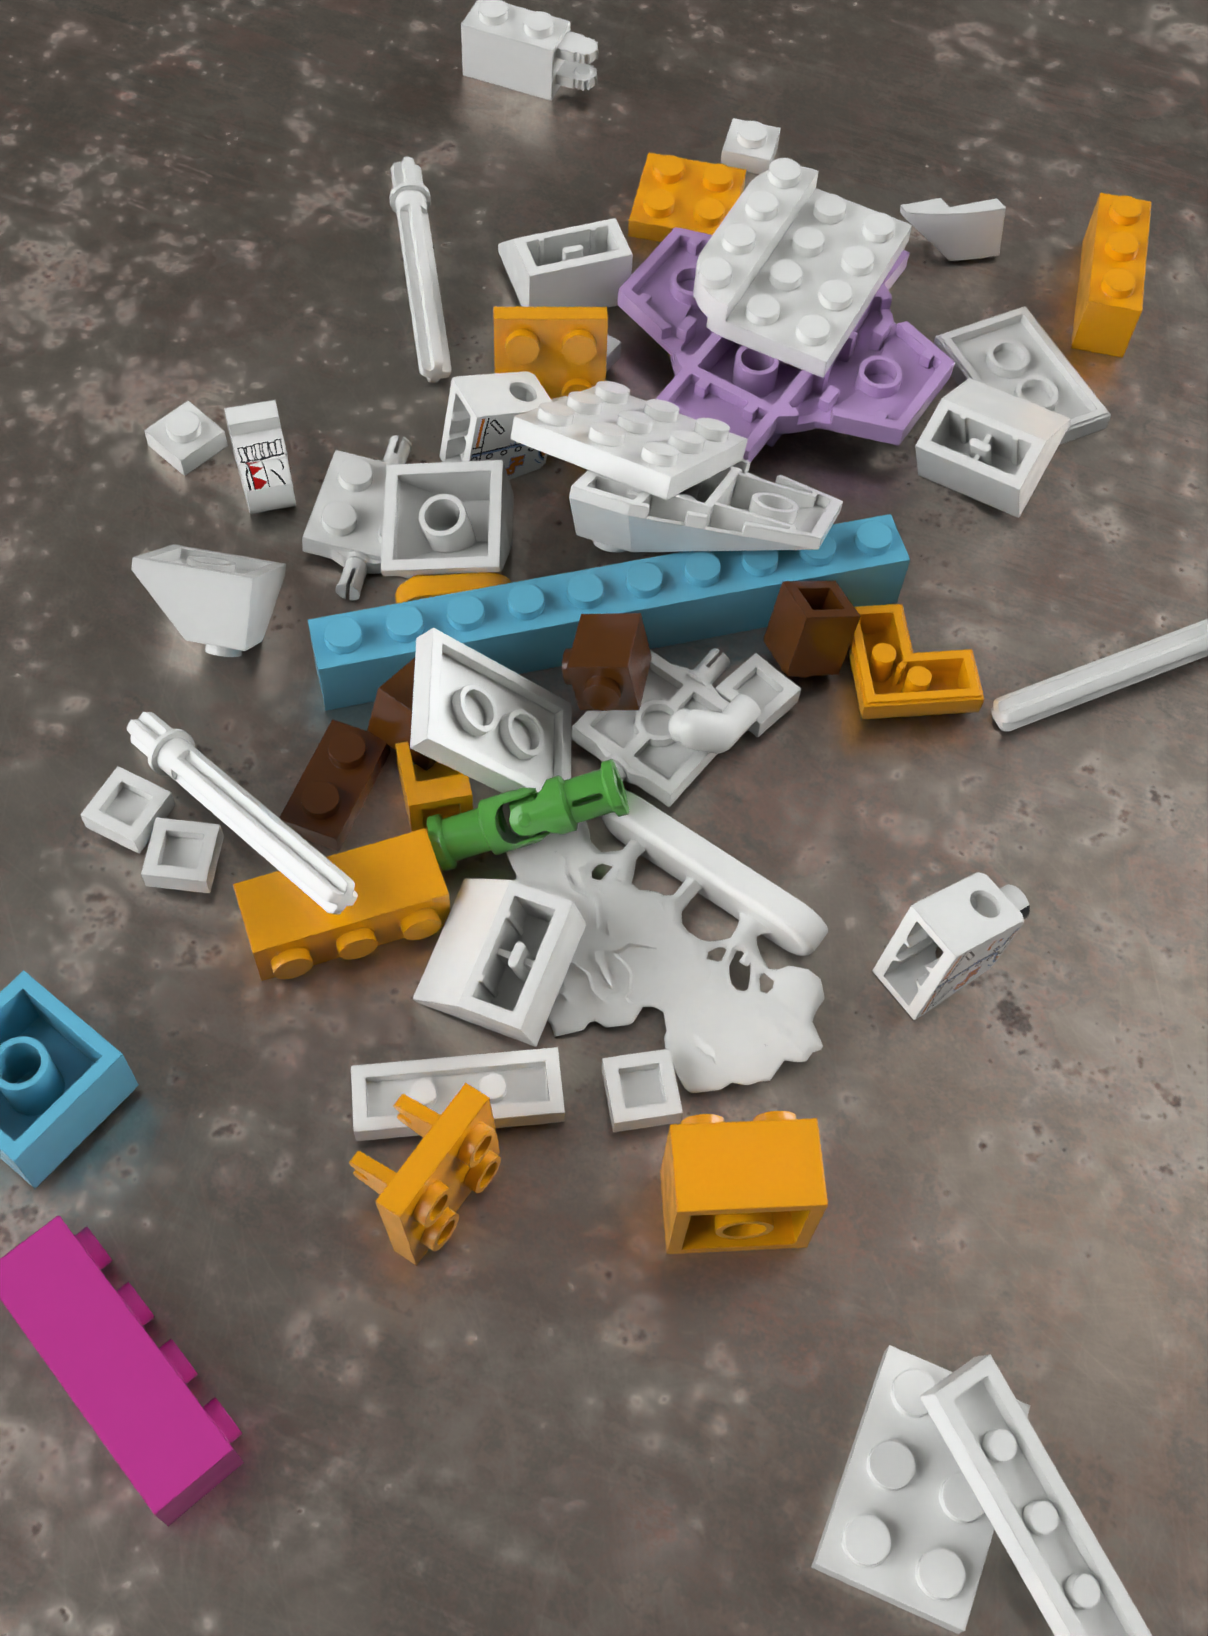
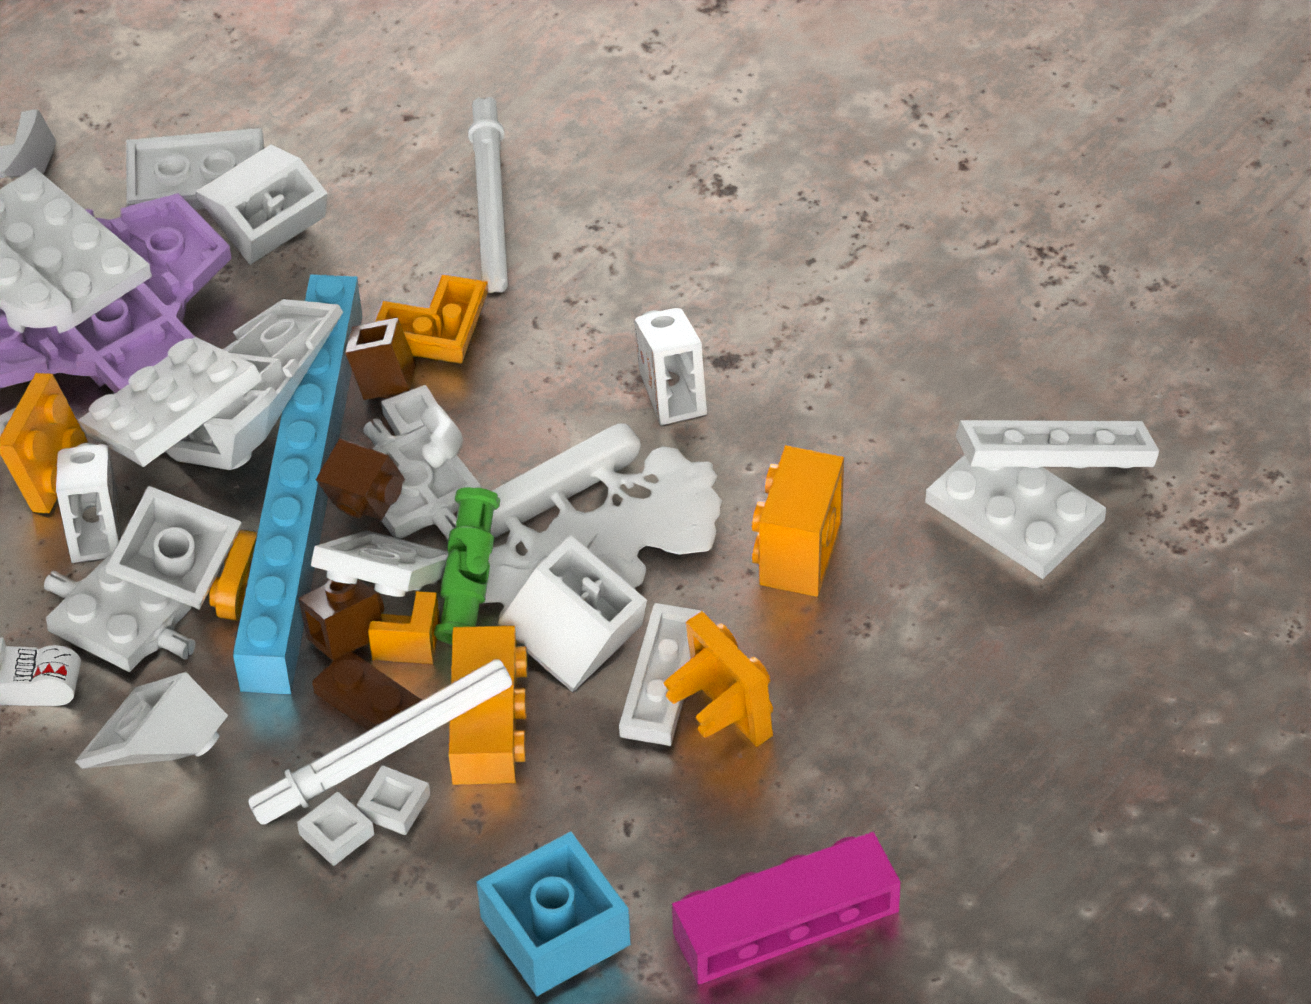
camera: 65 degrees left, 10 degrees down
(641, 1090) = (702, 569): white plate -> none
(1111, 275) = (130, 75): light orange brick -> none

